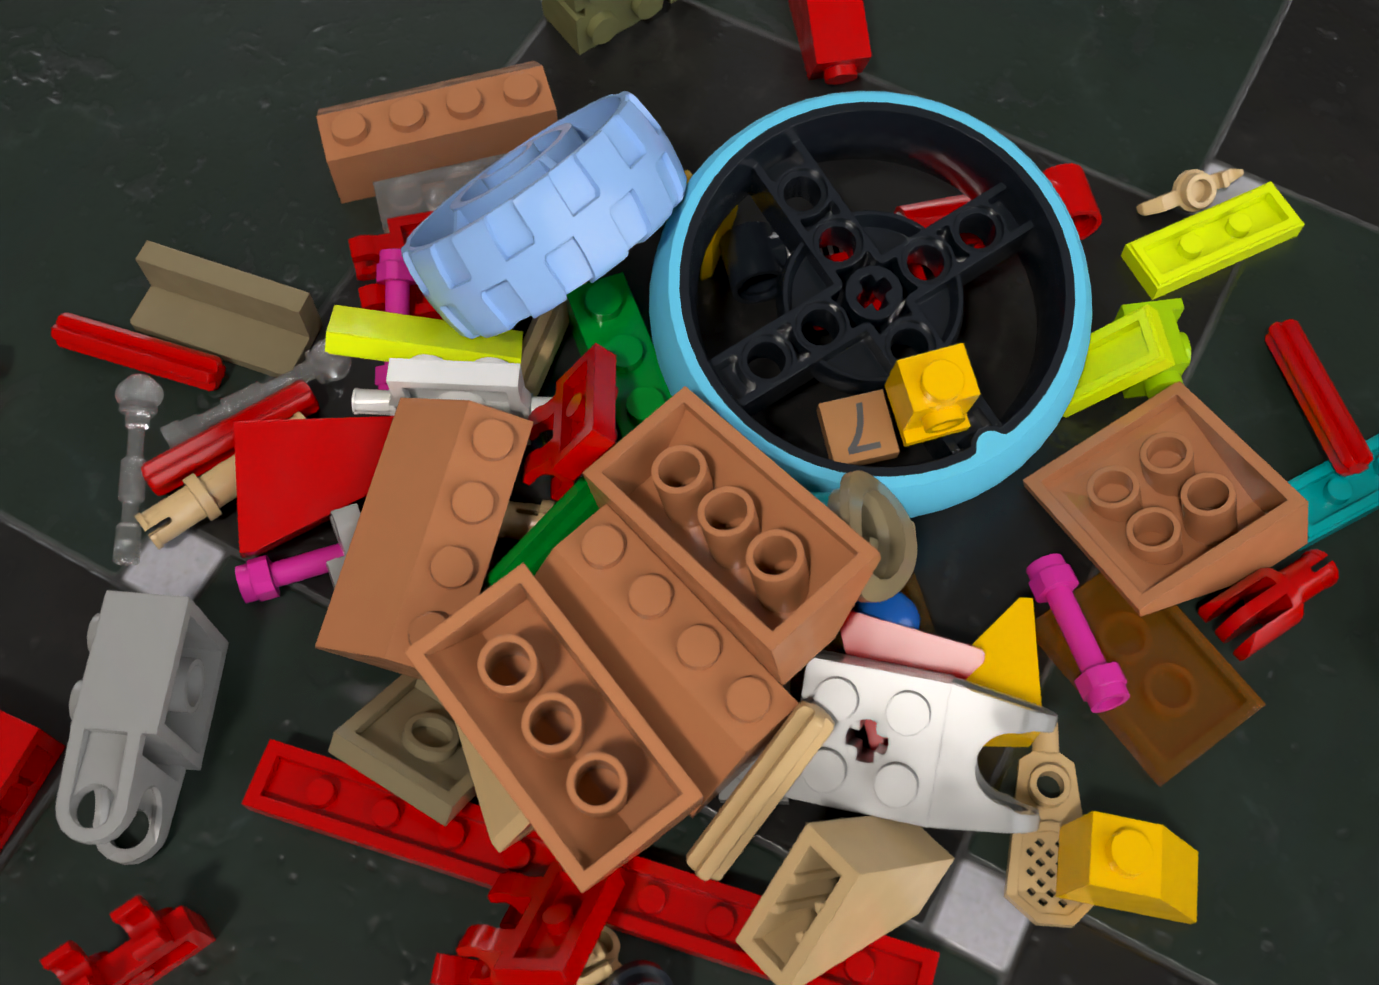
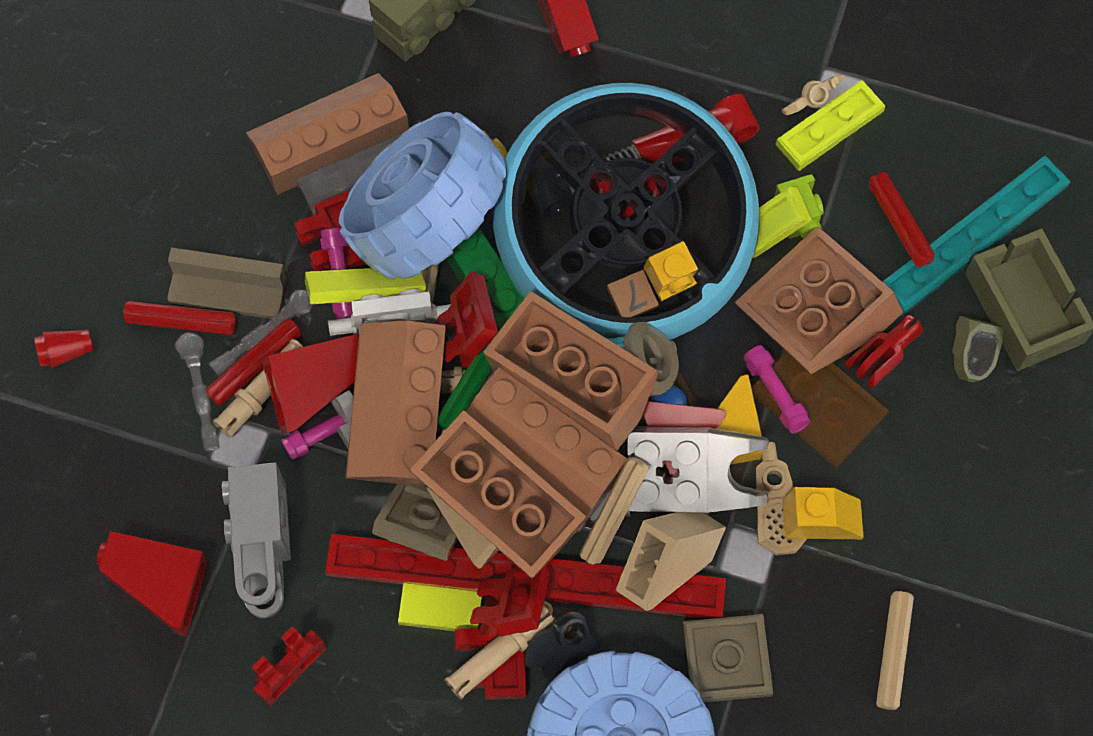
camera: 10 degrees left, 5 degrees up
(419, 903) = (437, 607): none -> neon yellow tile

